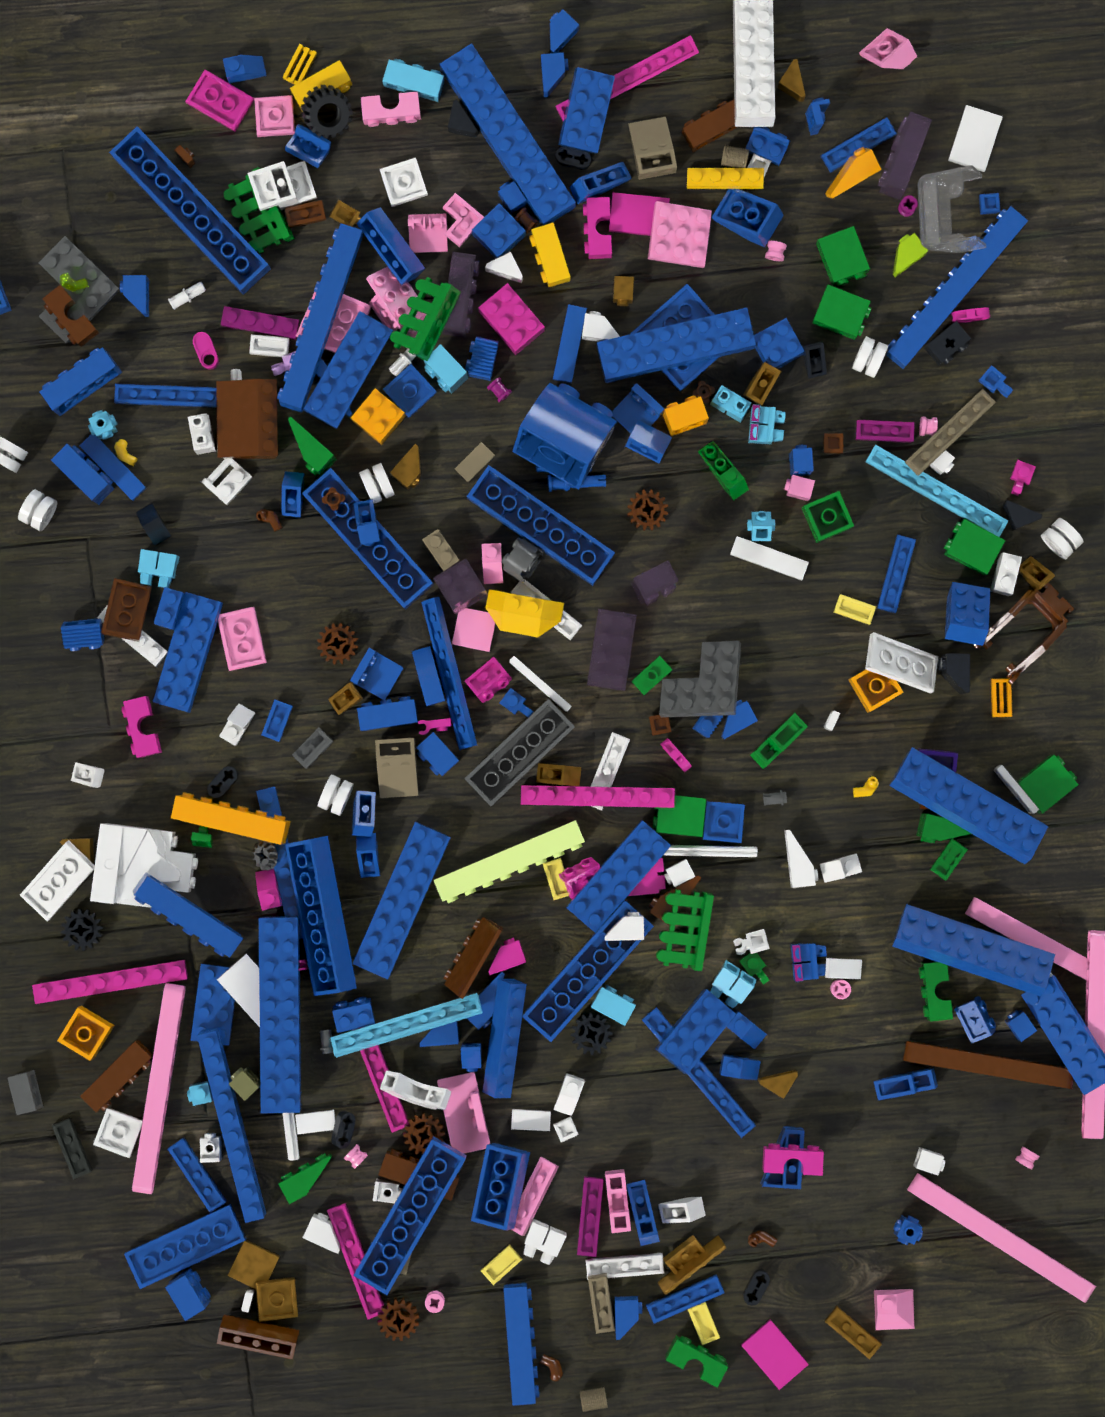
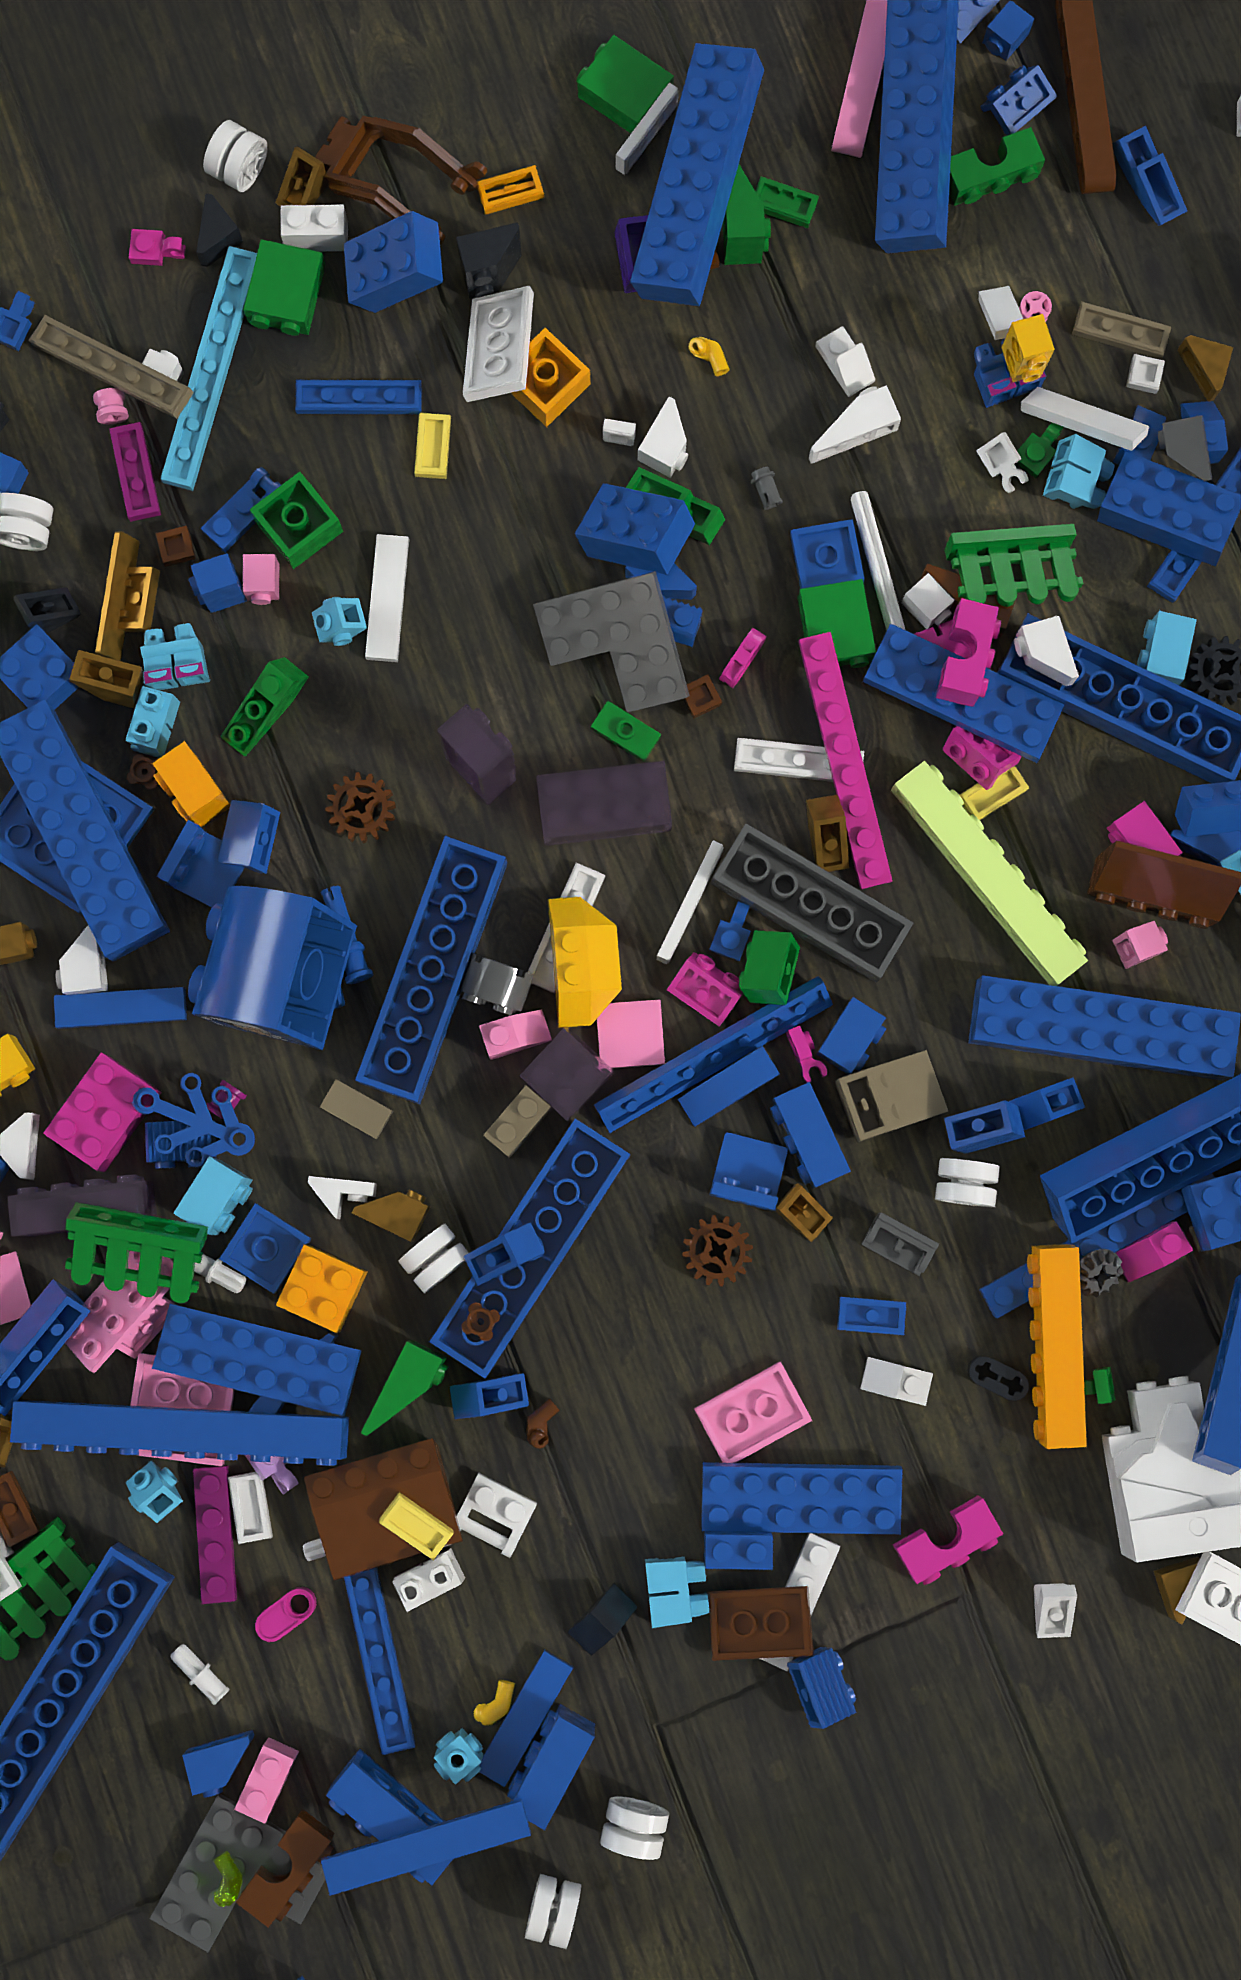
camera: 110 degrees left, 5 degrees down
(60, 394) = (425, 1847): none -> blue tile
(119, 317) = (266, 1780): none -> bright pink brick
(232, 434) = (416, 1526): none -> light yellow tile
(292, 295) = (153, 1491): none -> medium azure brick
(431, 436) = (332, 1192): none -> white slope
(444, 937) = (1140, 944): none -> bright pink slope
(488, 371) = (200, 1122): none -> blue plant
(489, 718) = (769, 967): none -> green brick
(623, 876) = (963, 679): none -> dark pink arch
(727, 1050) = (1187, 445): none -> dark grey slope
(763, 996) = (1084, 418): none -> white tile
(766, 711) = (635, 528): none -> blue brick
(784, 1045) = (1145, 373): none -> white tile
(808, 407) = (127, 598): none -> pearl gold bracket
(810, 971) = (1027, 348): none -> yellow brick
(815, 1038) = (1121, 330): none -> dark tan tile
(818, 746) = (665, 442): none -> white slope
(842, 482) = (234, 516): none -> blue plate

